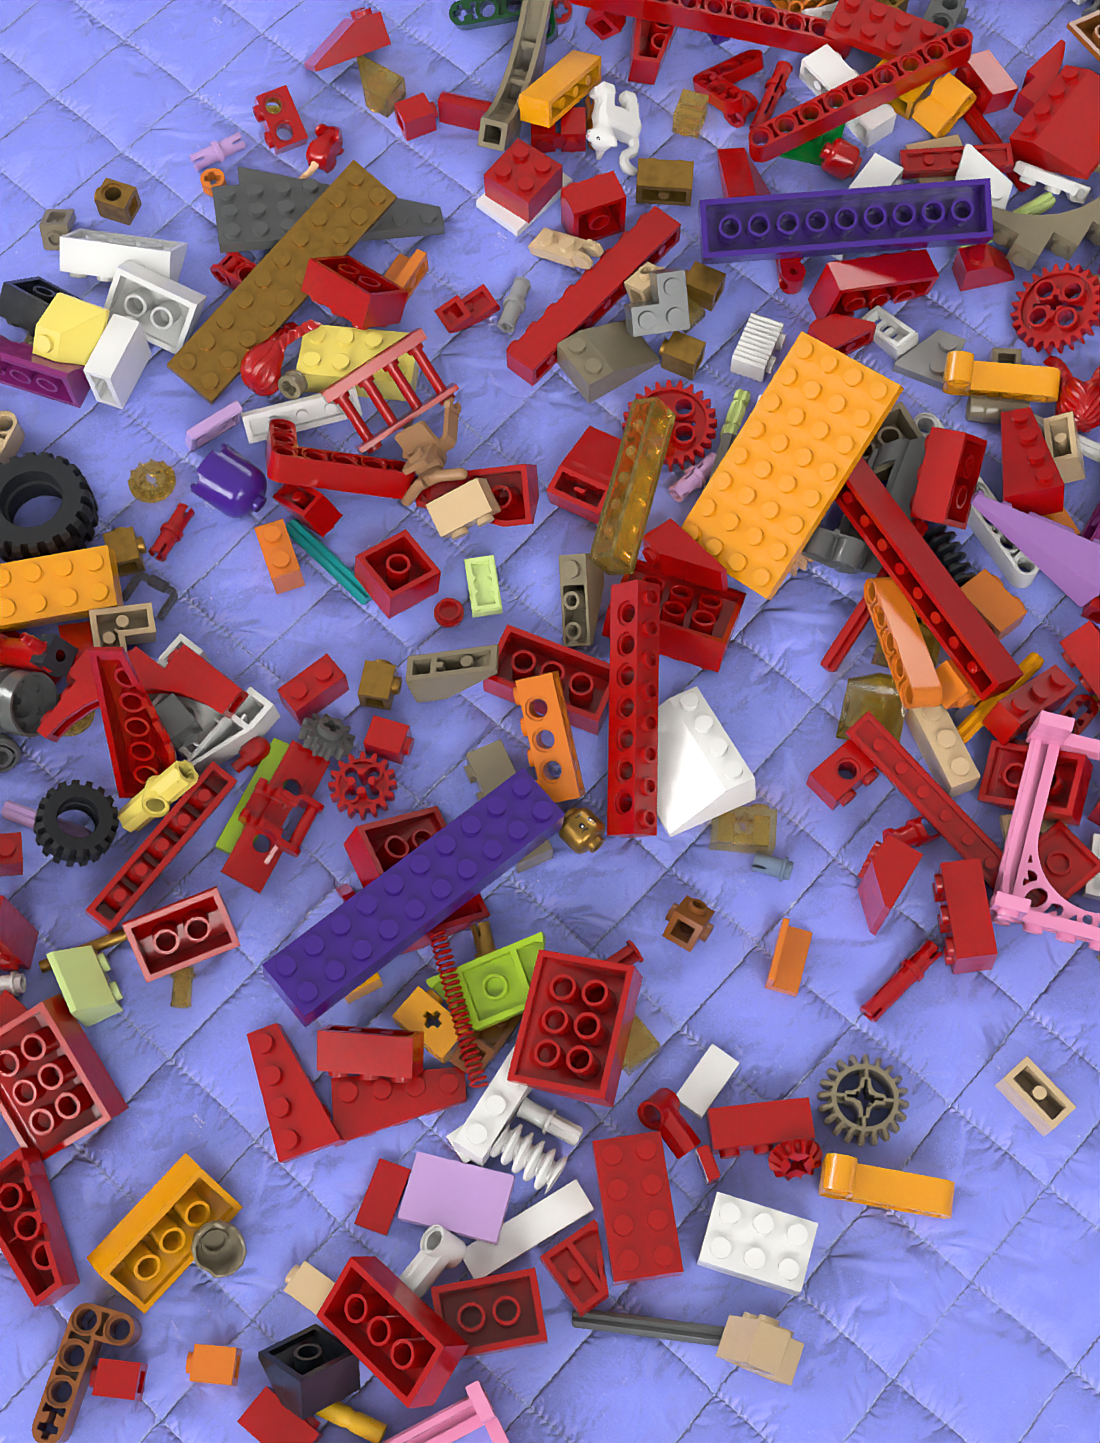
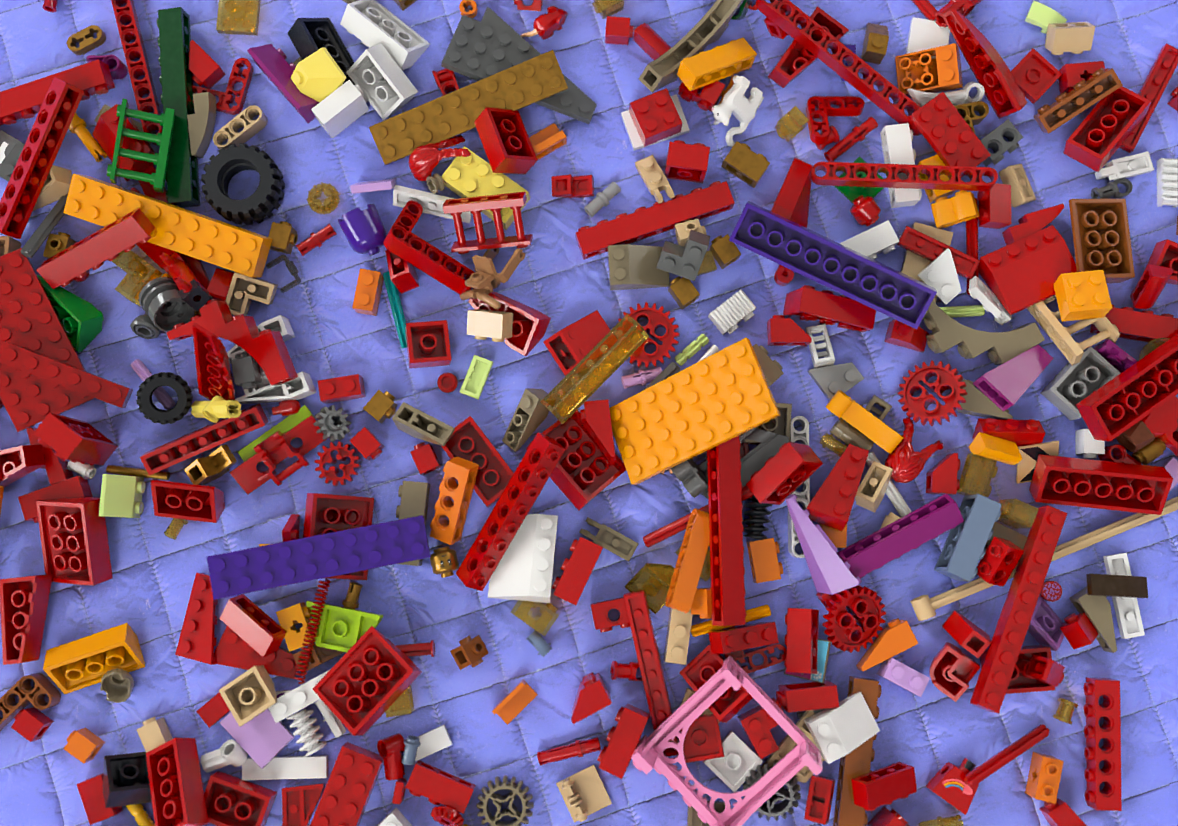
camera: 25 degrees right, 15 degrees up
(193, 873) = (211, 467): none -> pearl gold brick
(421, 1141) = (249, 694): none -> tan slope
(477, 716) = (425, 458): none -> red brick
(689, 1097) = (410, 751): none -> sand blue pin
(765, 737) = (576, 570): none -> red brick
(780, 687) = (611, 540): none -> dark tan hinge
(956, 1026) = (584, 793): none -> tan hinge
(985, 431) = (833, 444): none -> clear yellow pin
(1006, 55) = (1020, 186): none -> tan slope

